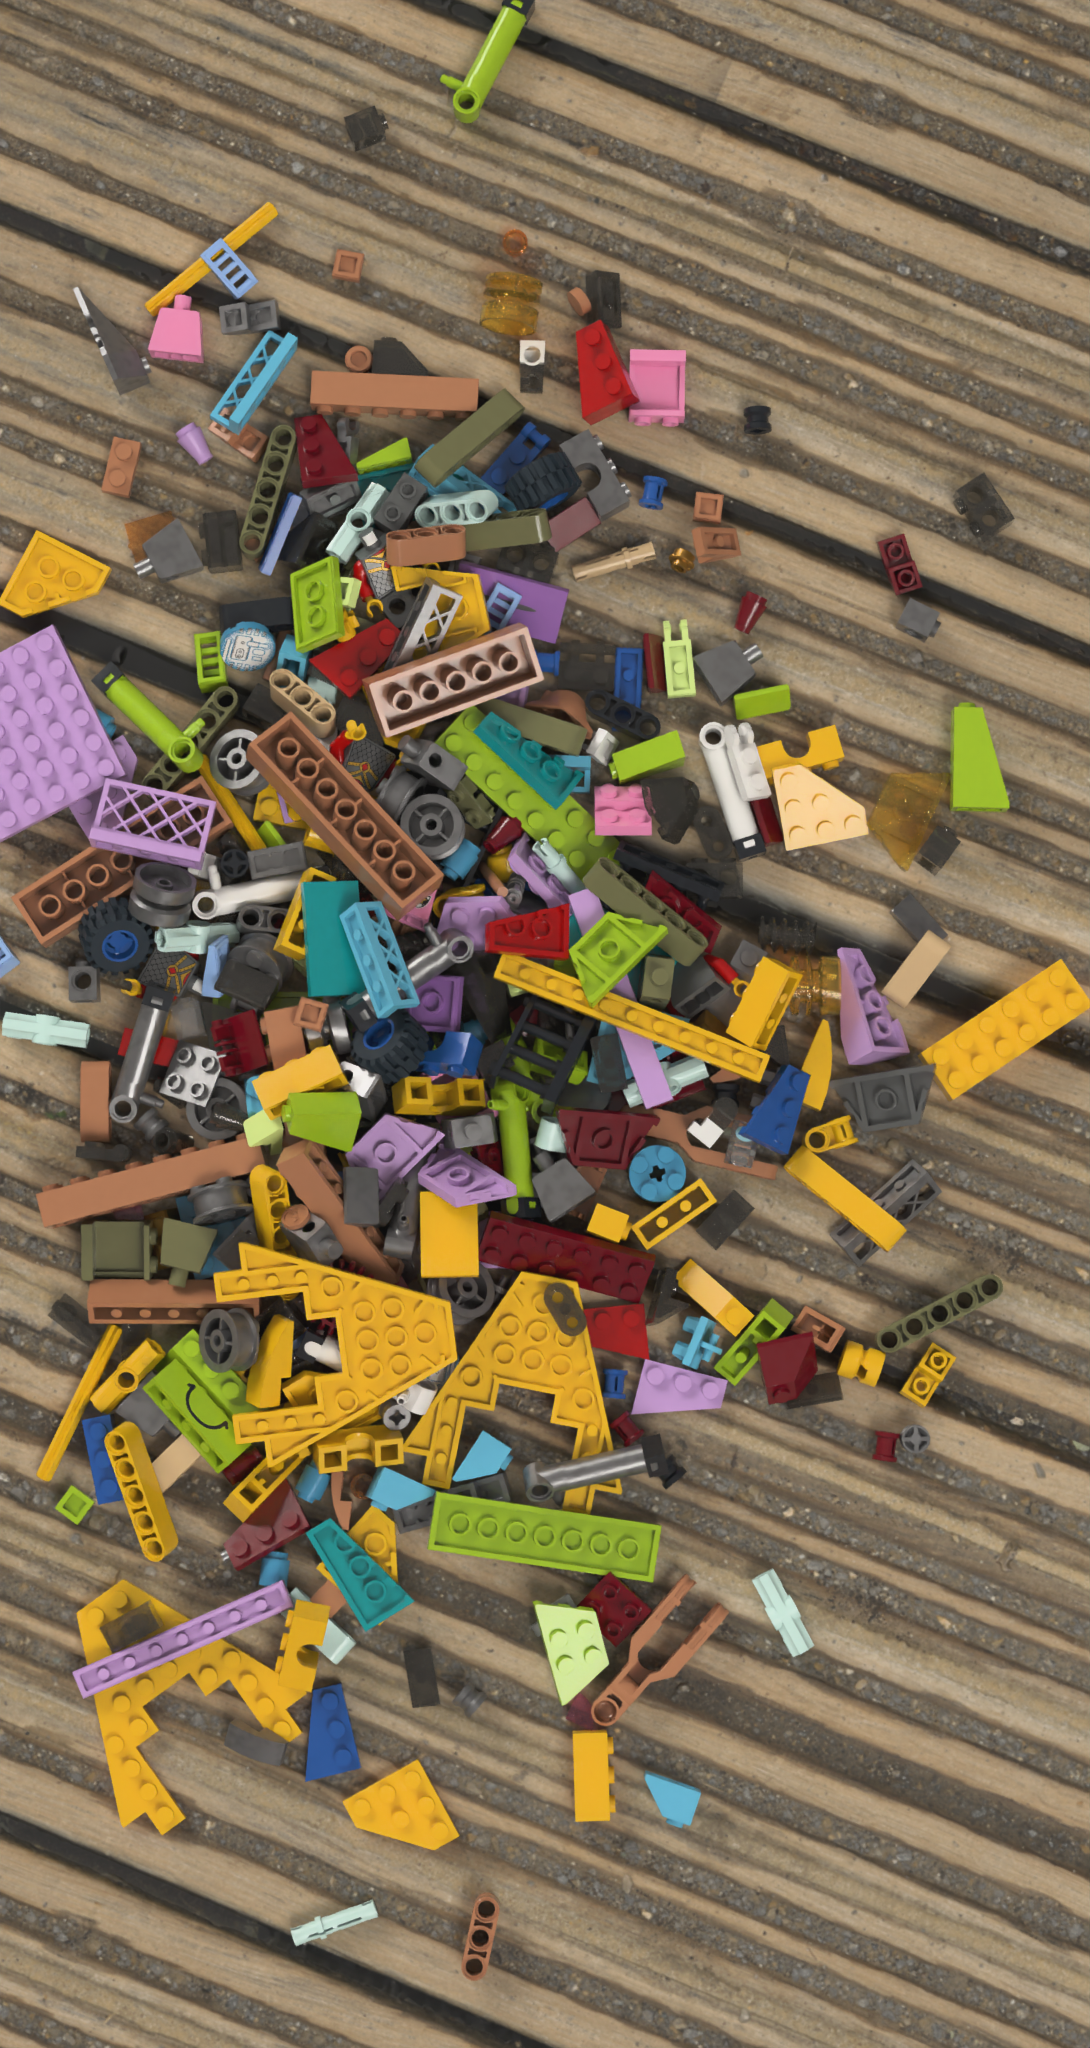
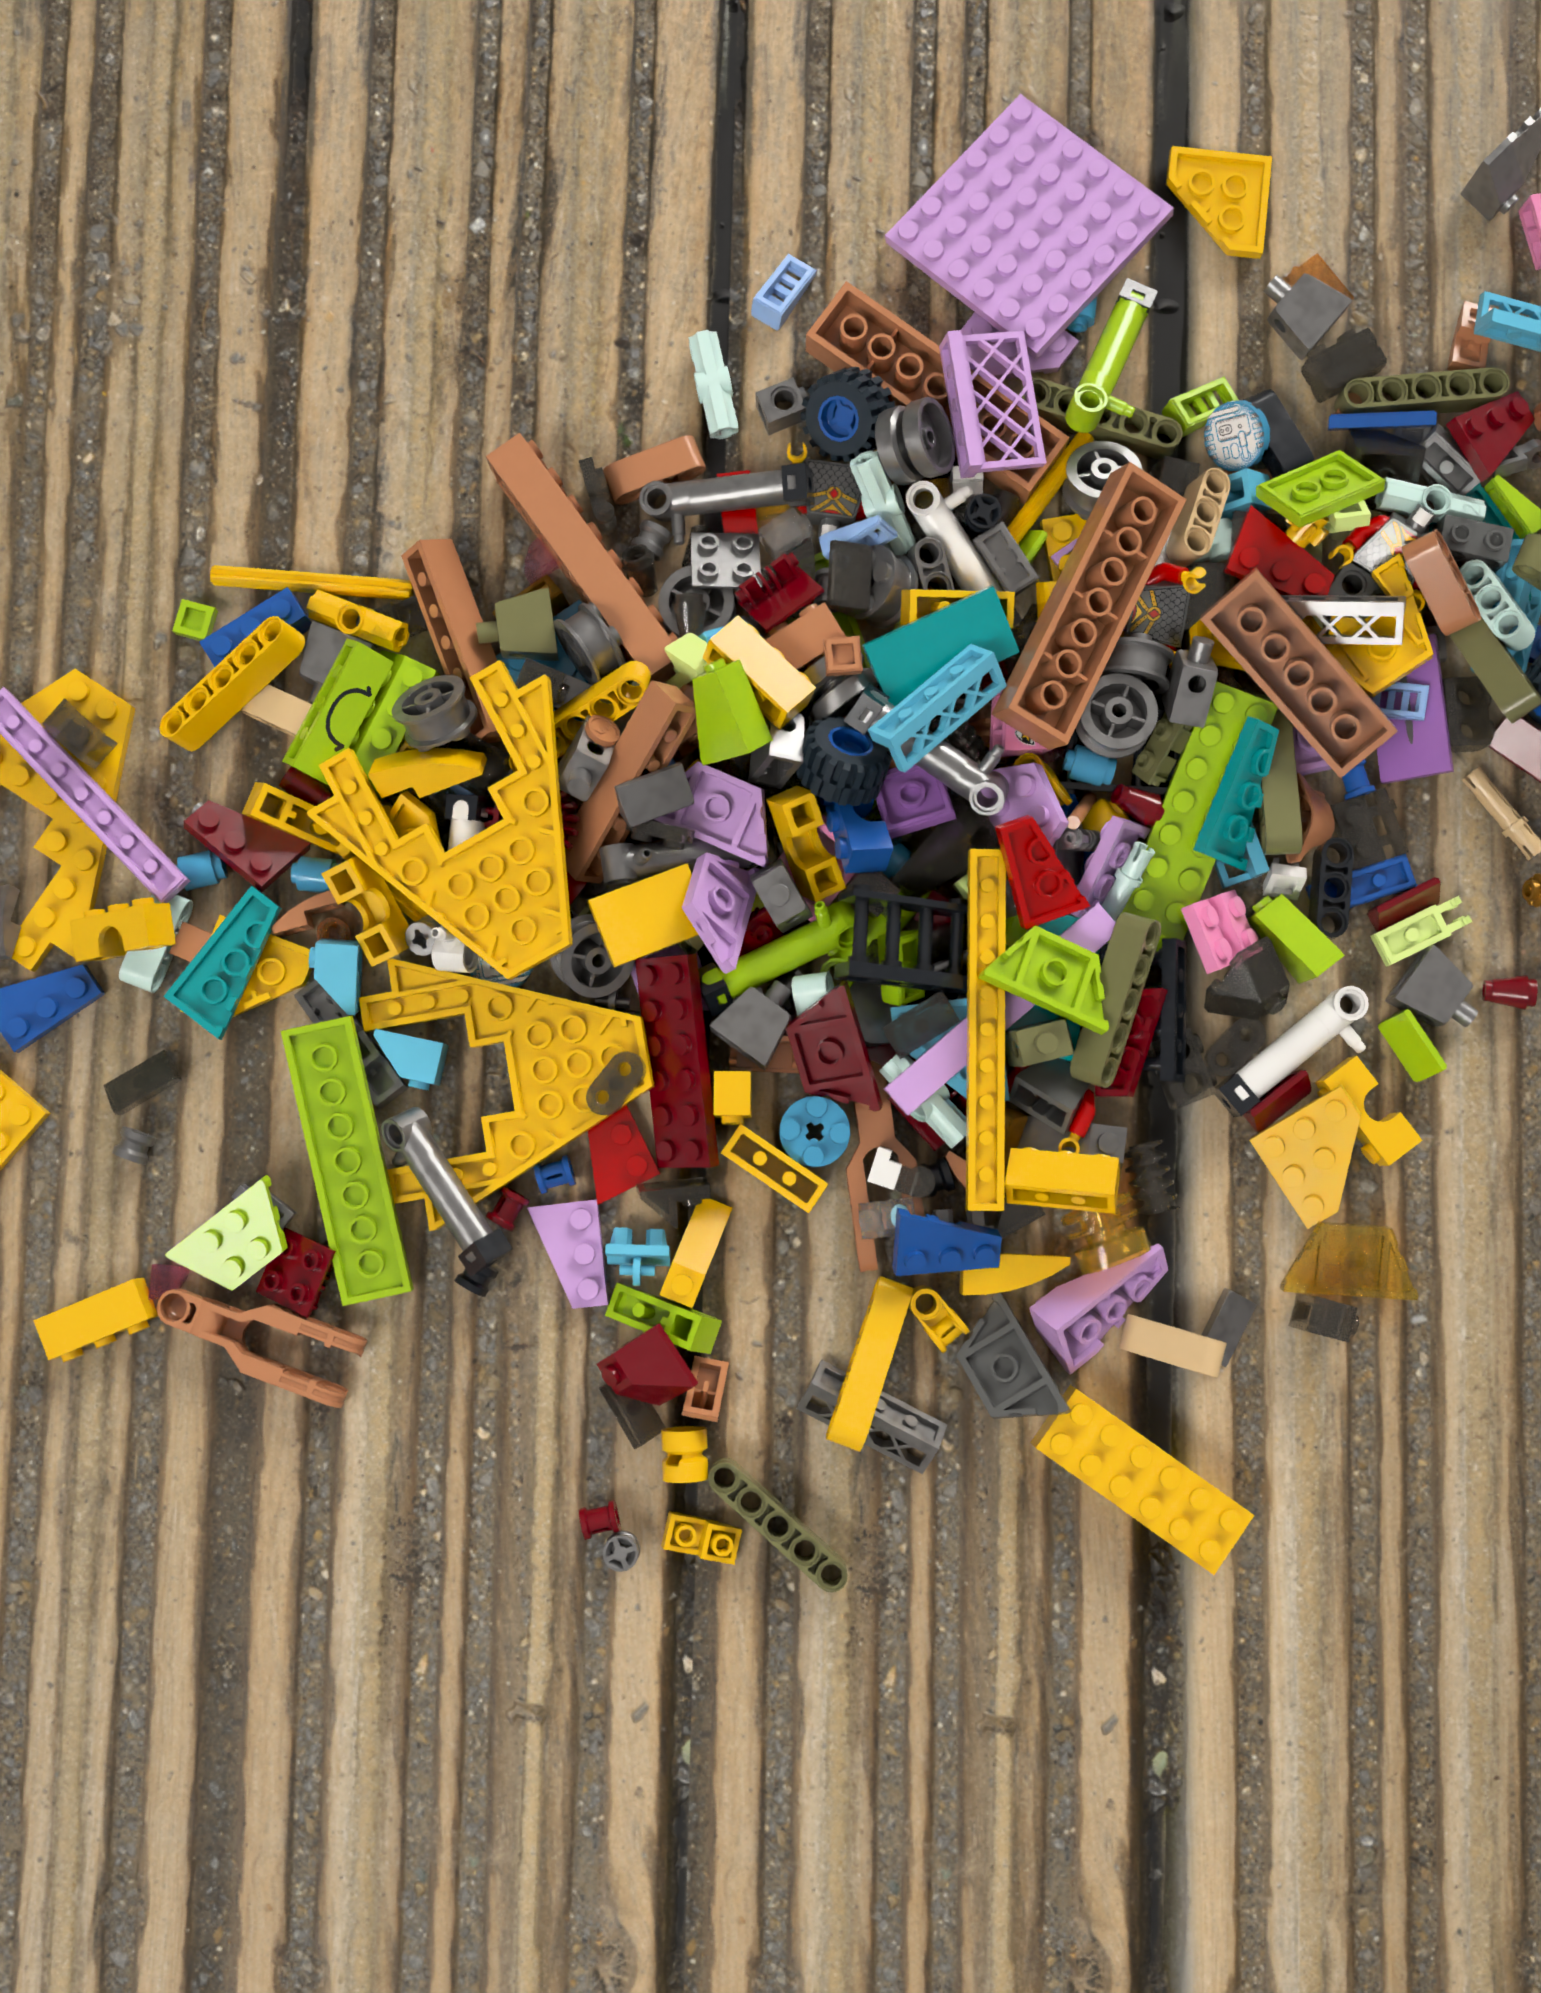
camera: 70 degrees right, 0 degrees up
(75, 1320) = (403, 534): clear smoke hinge -> none
(118, 1249) = (497, 554): olive panel -> none
(121, 467) = (1380, 225): nougat plate -> none
(194, 442) = (1443, 291): lavender cone -> none
(673, 1798) = (103, 1423): medium azure slope -> none
(724, 1220) = (791, 1230): clear smoke brick -> none
(746, 763) = (1335, 1053): white hinge -> none
(782, 1612) = (362, 1471): light aqua piece -> none
(975, 771) = (1440, 1323): lime slope -> none

